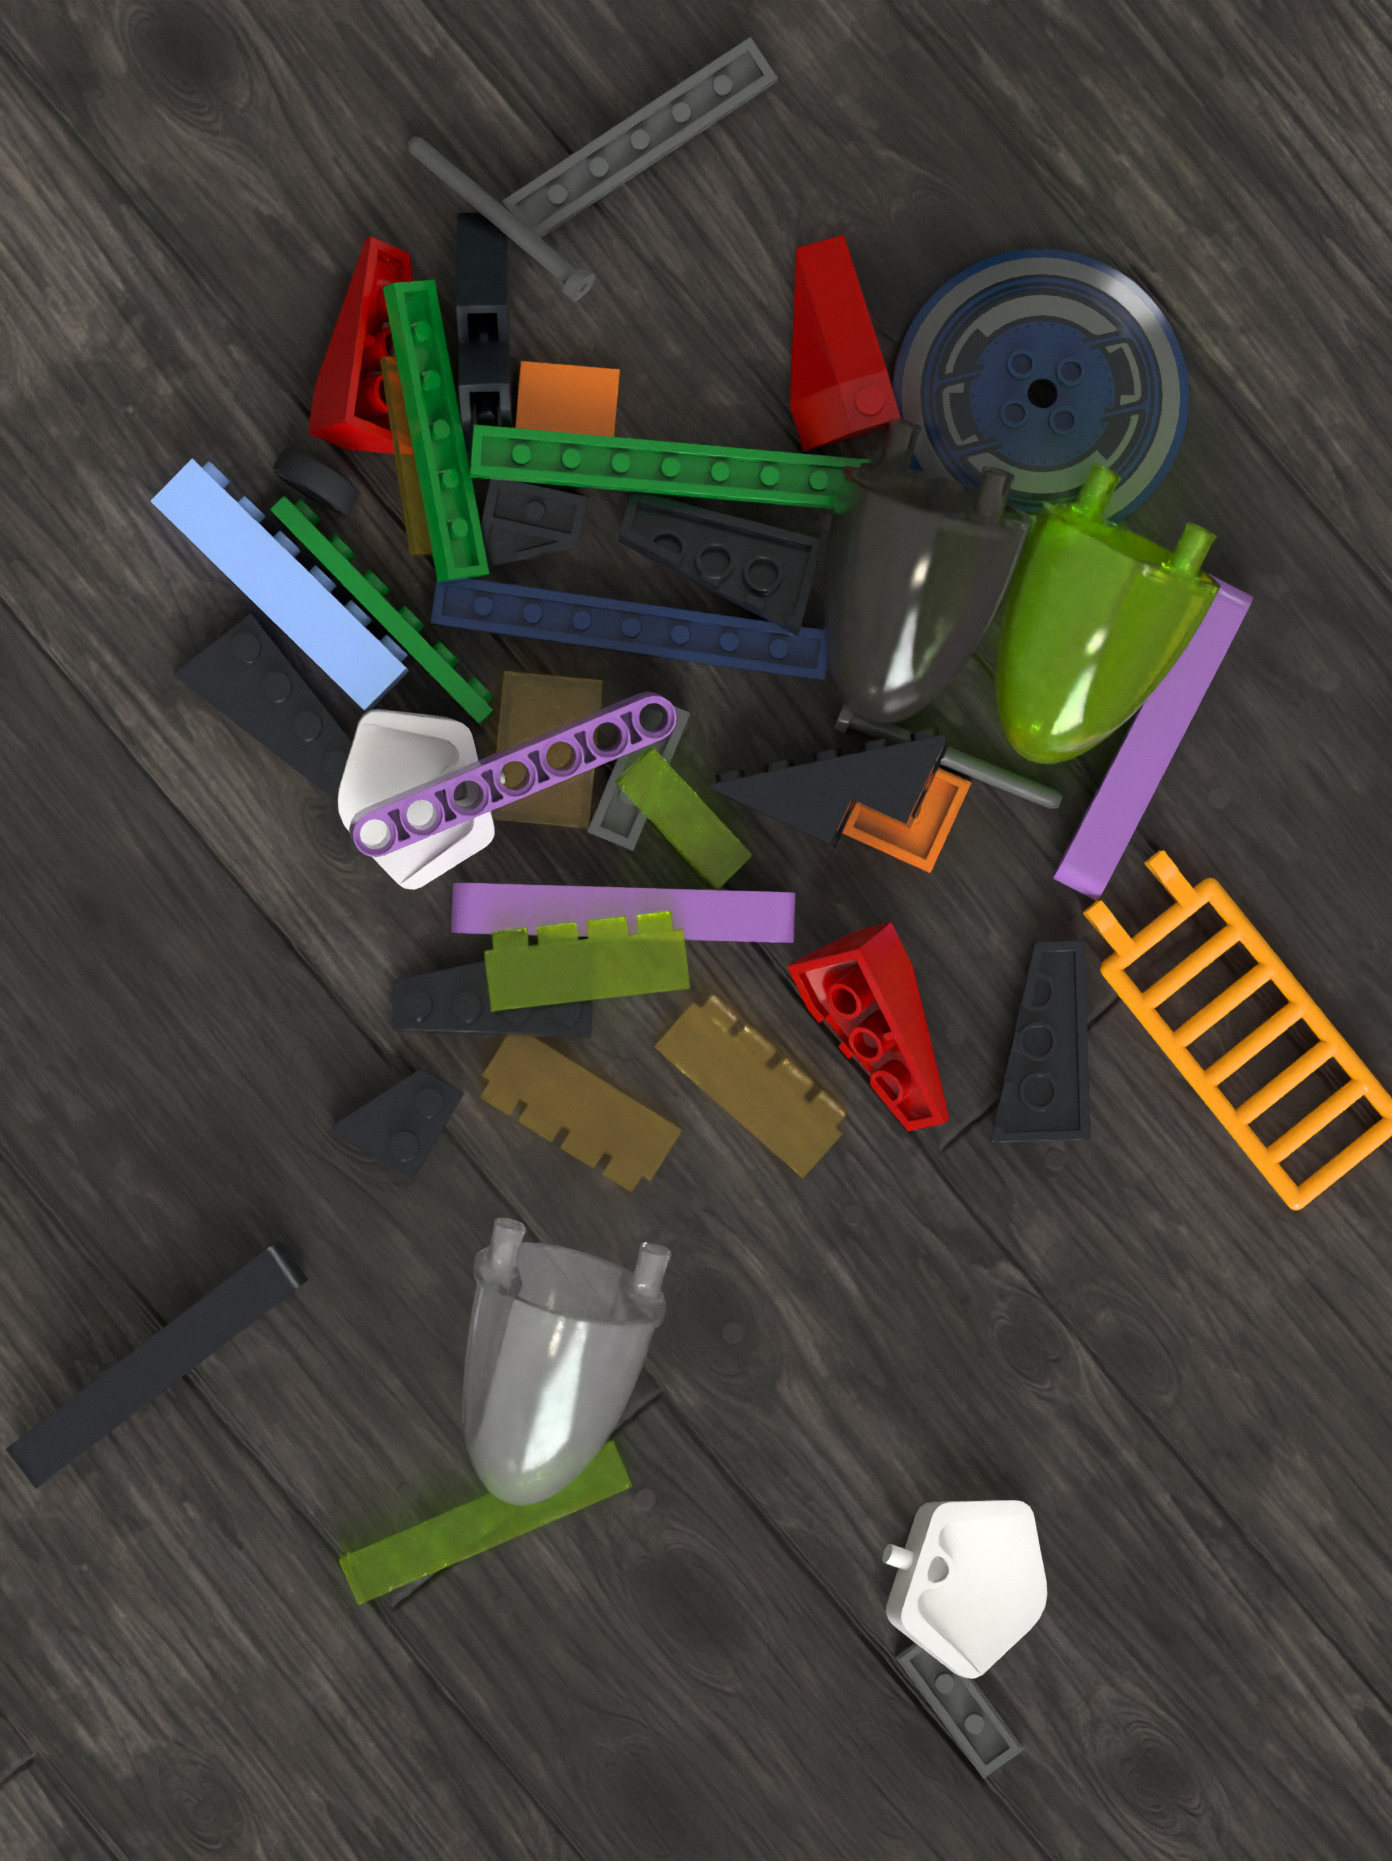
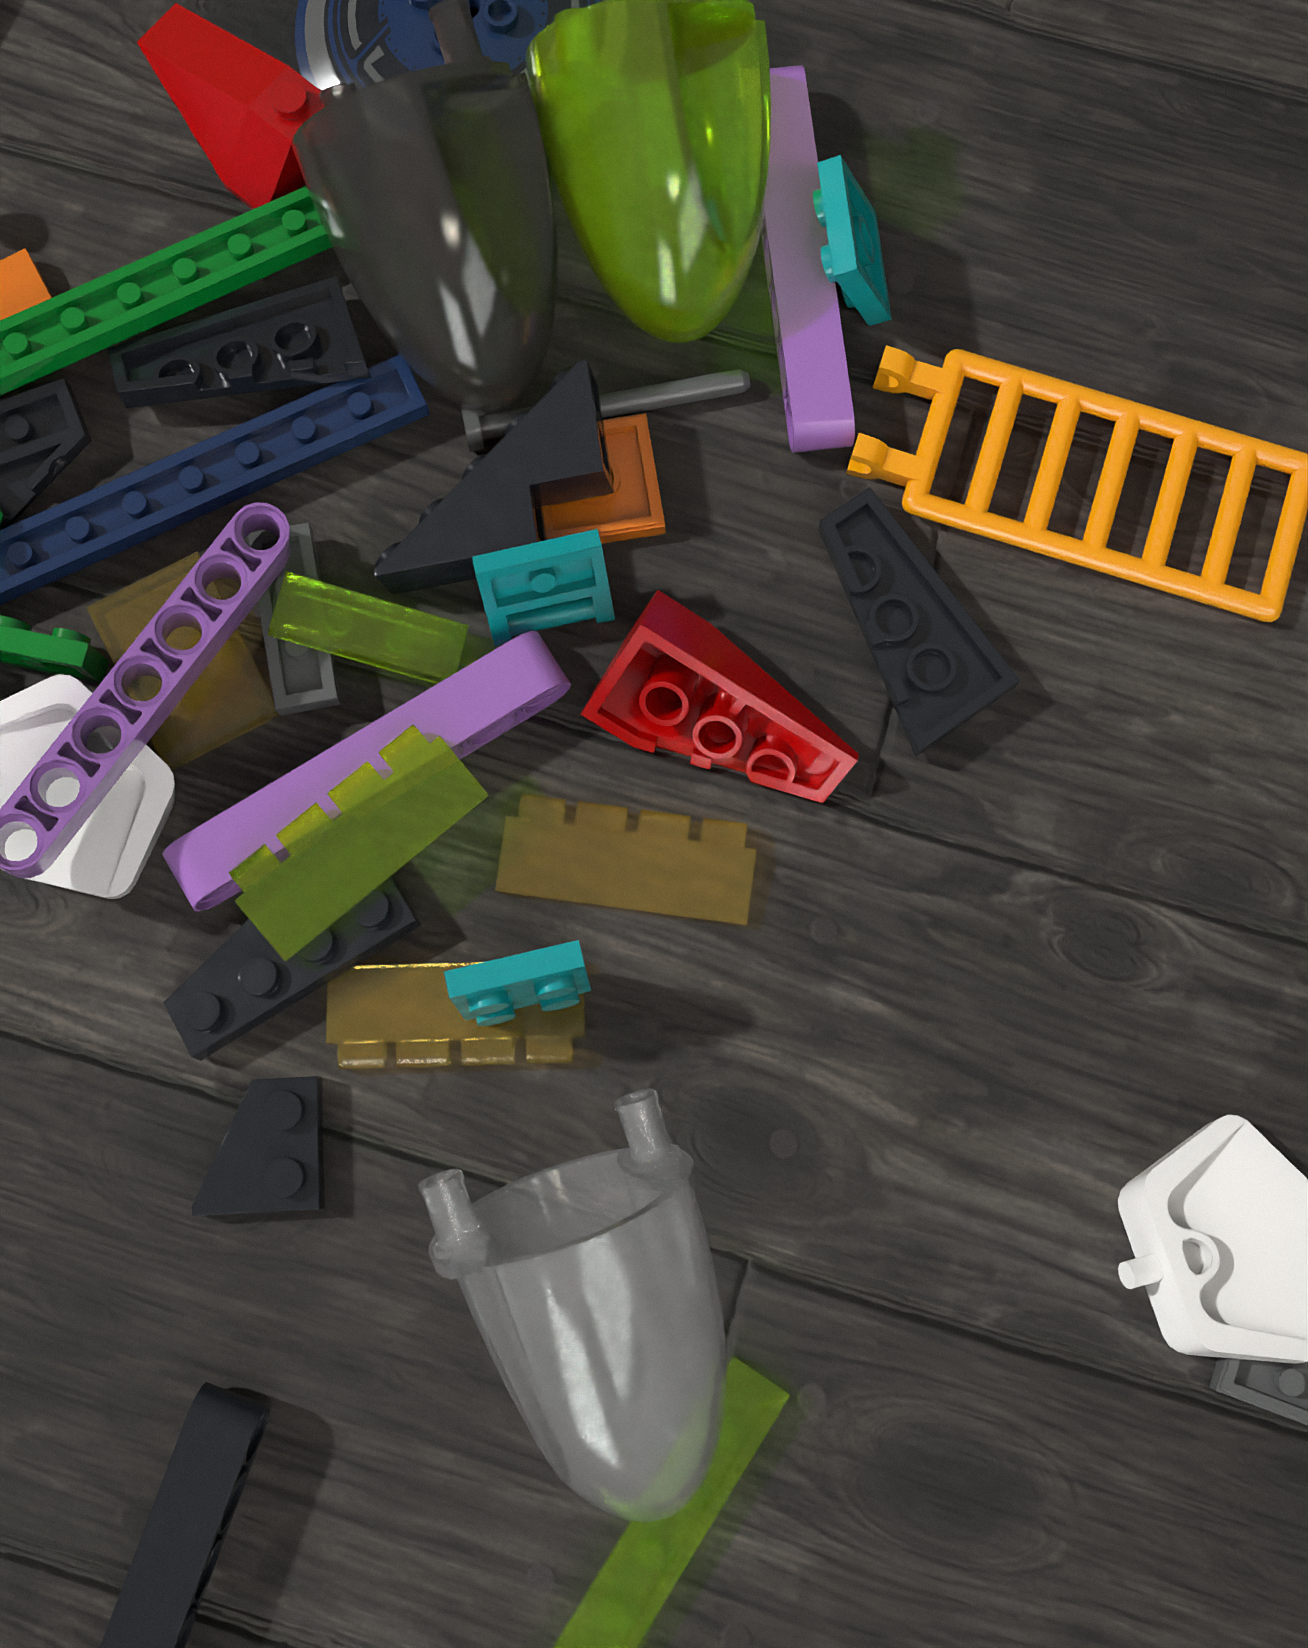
camera: 30 degrees left, 10 degrees down
(651, 1136) = (498, 986): none -> teal plate
(818, 869) = (544, 585): none -> teal plate
(1191, 763) = (854, 241): none -> teal plate

